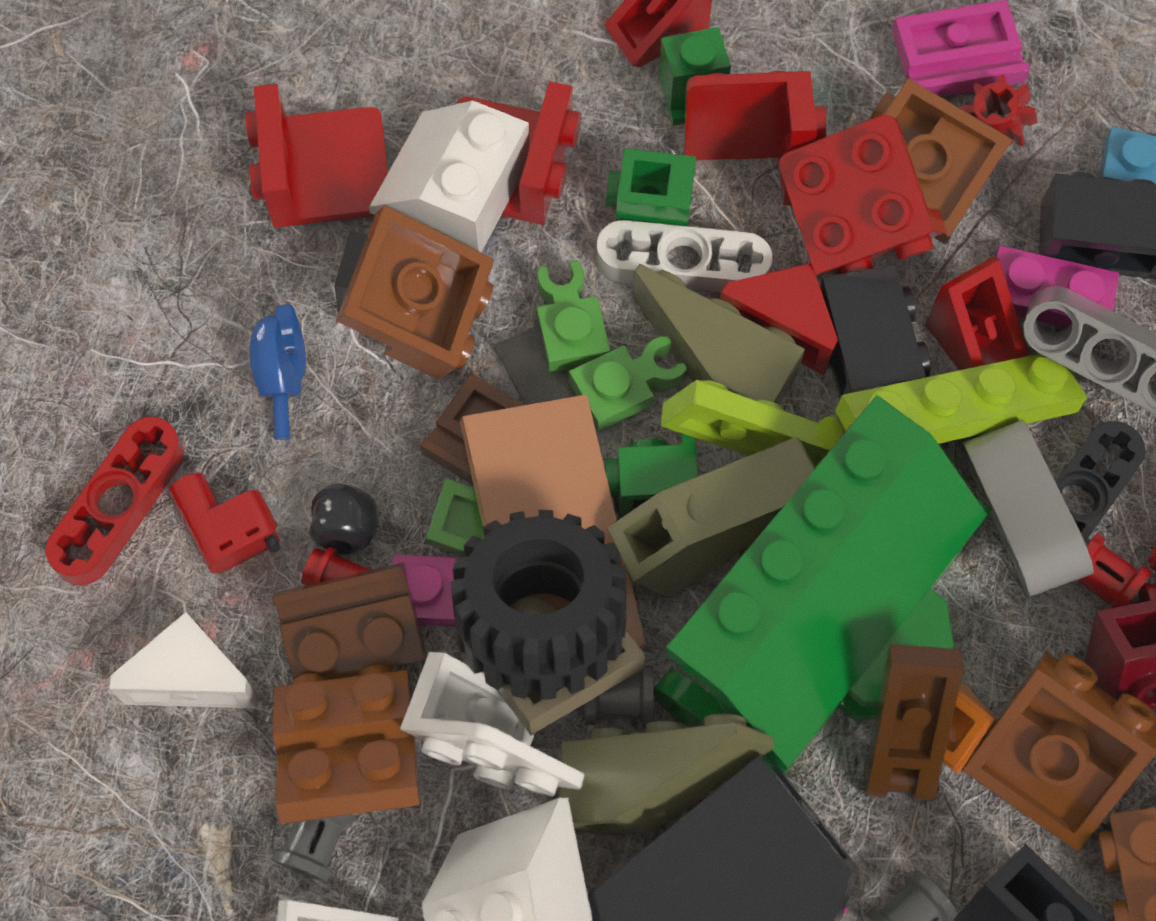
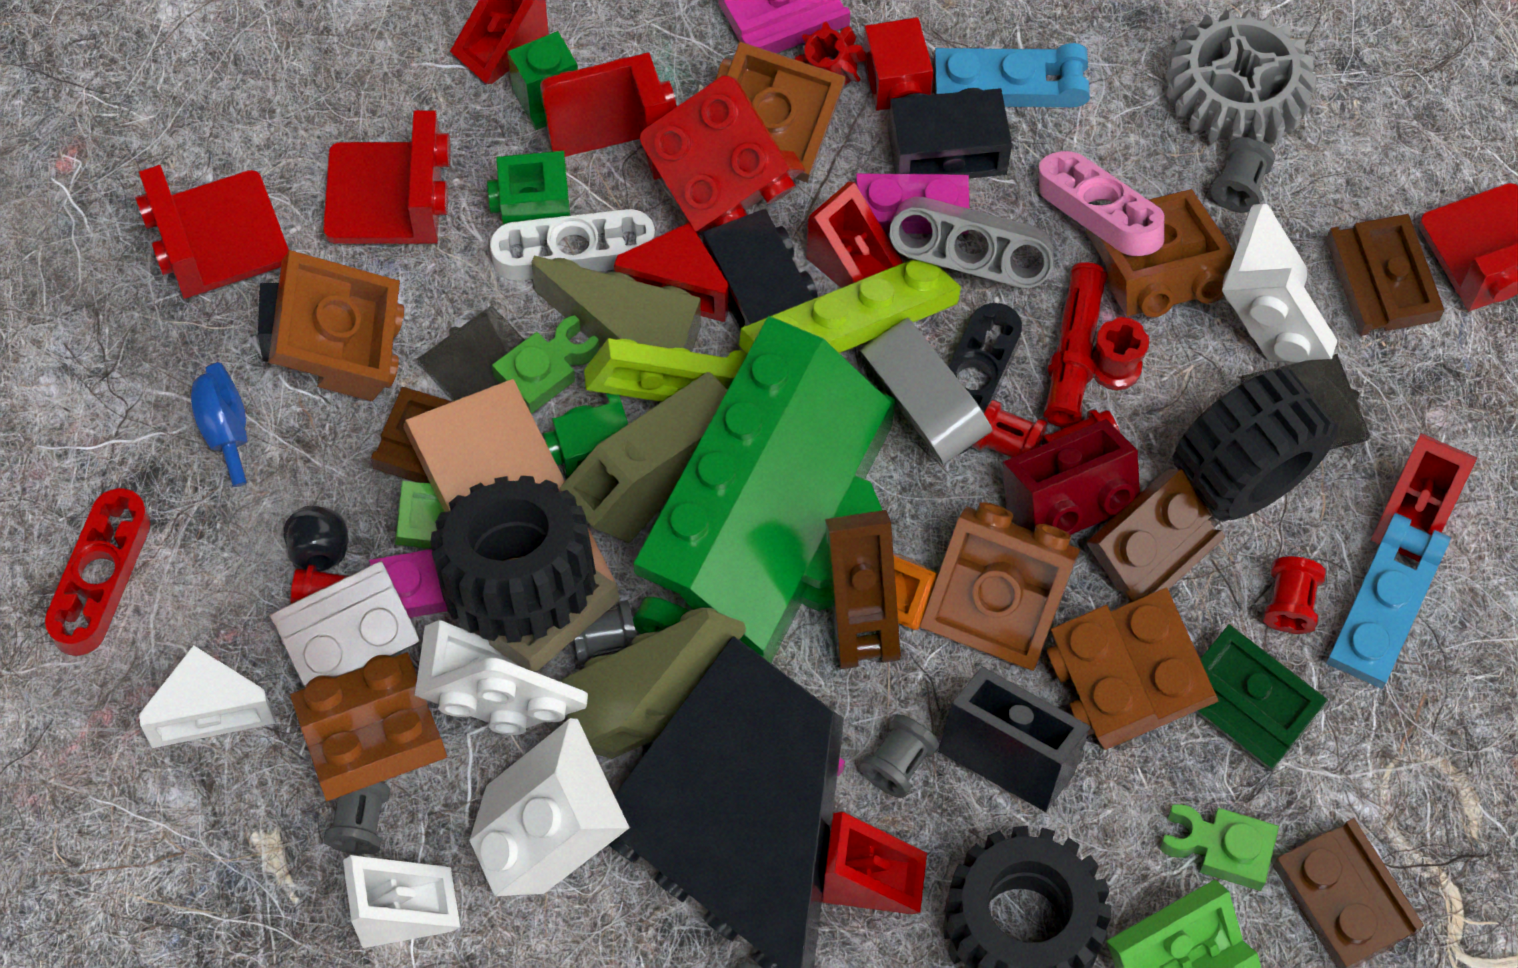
camera: 15 degrees left, 5 degrees down
(225, 531) = (207, 576): red piece -> none
(457, 171) = (347, 207): white slope -> none
(569, 325) = (481, 324): bright green plate -> none
(1068, 133) = (896, 60): none -> red brick

